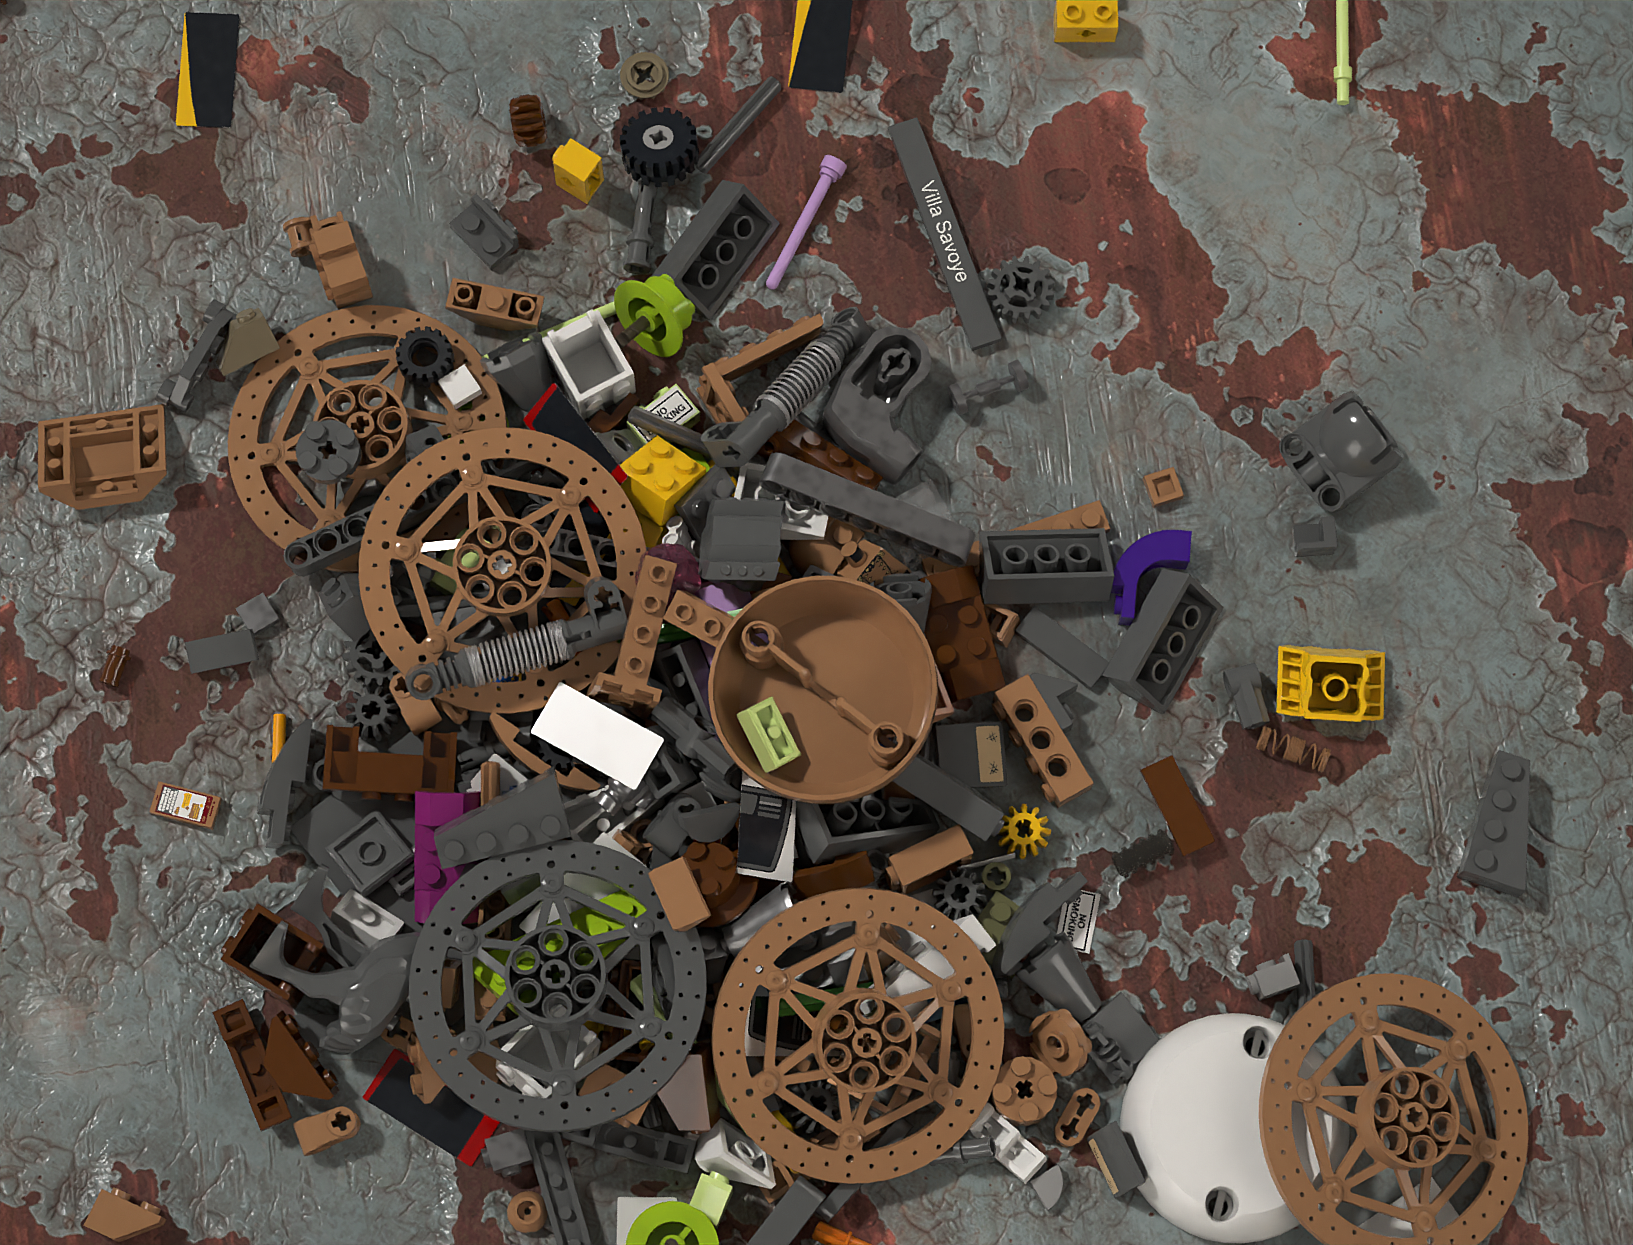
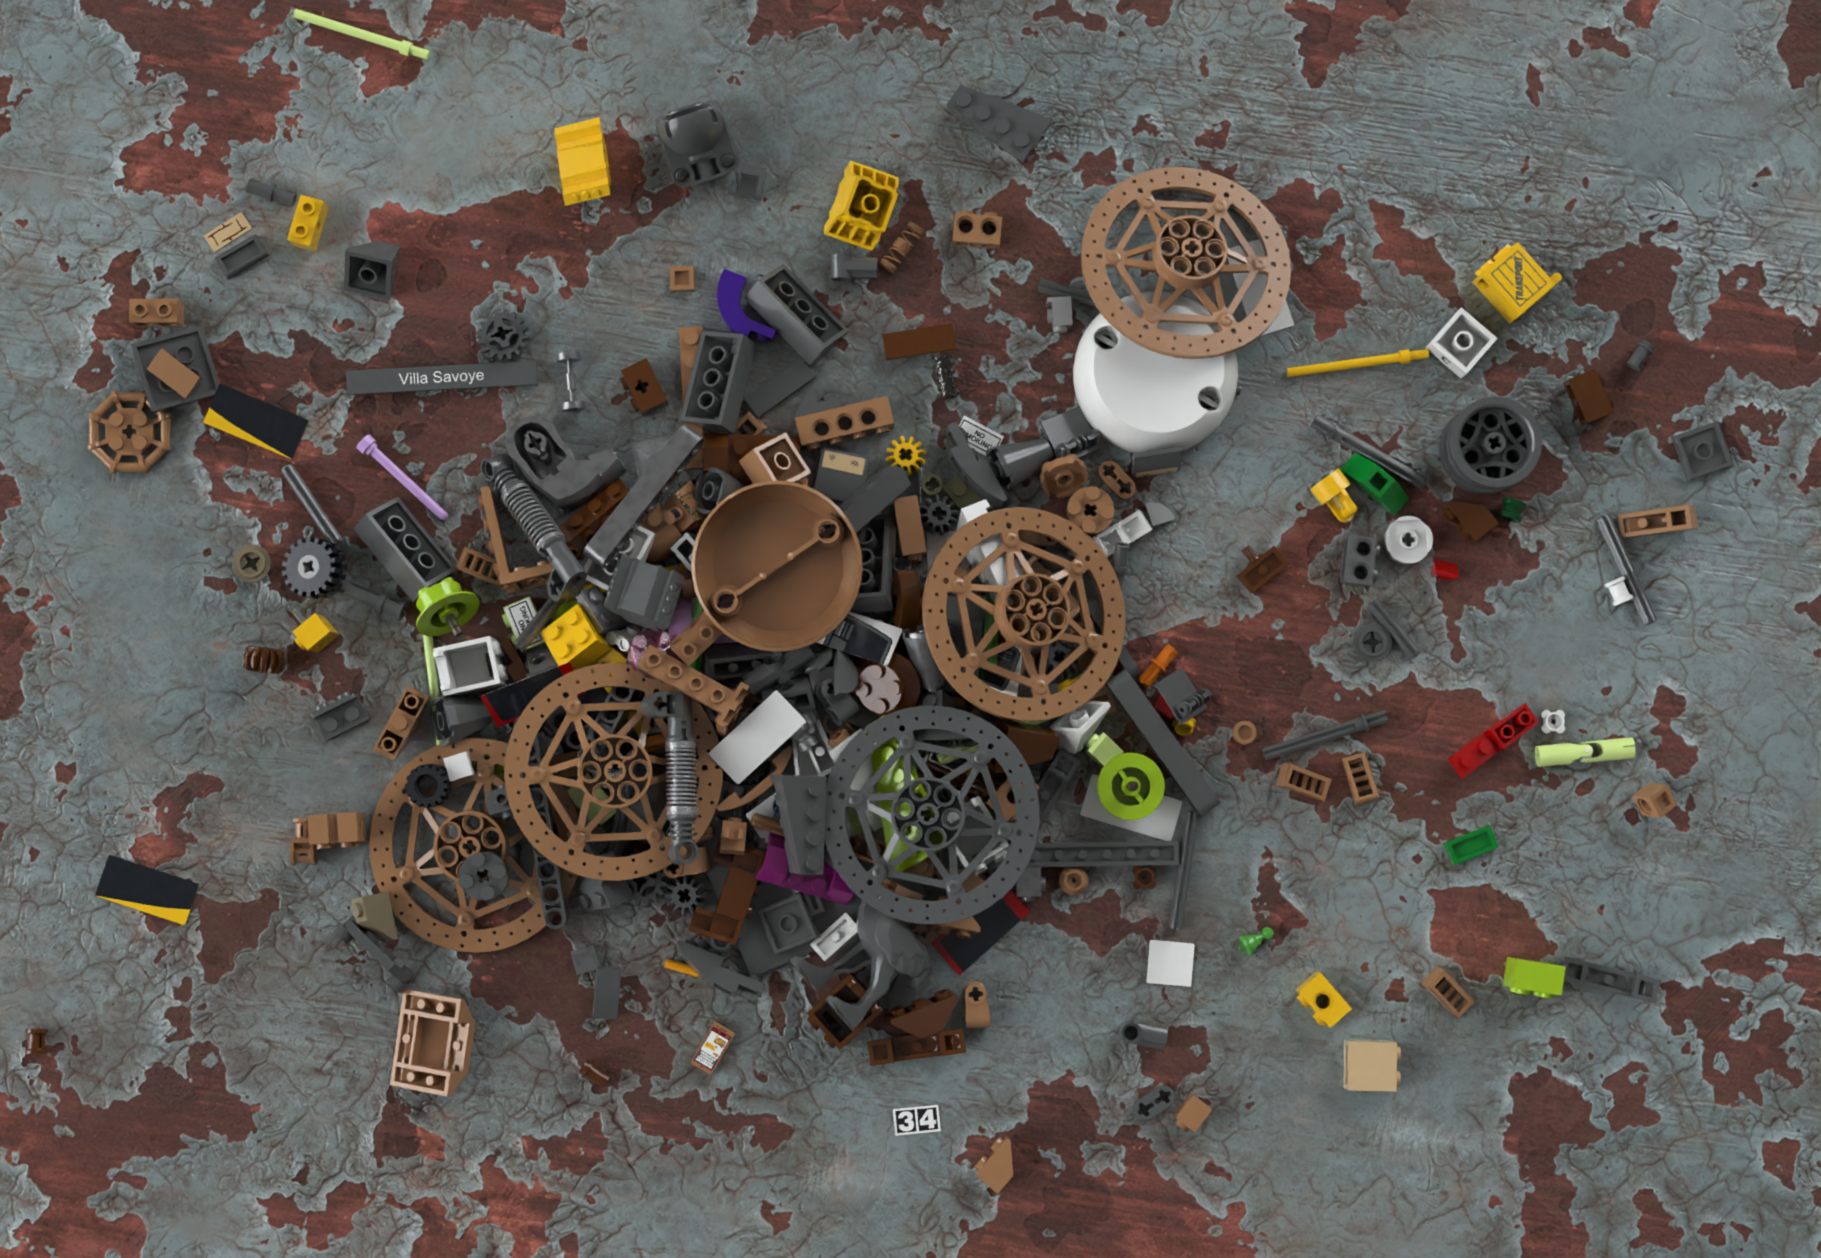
camera: 75 degrees left, 10 degrees up
(157, 1095) = (916, 1120): none -> white sticker
(462, 746) = (733, 836): none -> medium nougat brick
(679, 894) = (893, 710): medium nougat slope -> none
(721, 322) = (461, 566): none -> medium nougat slope
(768, 734) = (795, 614): yellowish green slope -> none
(961, 662) = (775, 462): none -> medium nougat slope
(1001, 494) = (642, 373): none -> reddish brown brick
(1053, 111) = (372, 269): none -> dark grey slope
(1271, 321) = (583, 161): none -> yellow slope
(1338, 839) = (976, 237): none -> medium nougat brick

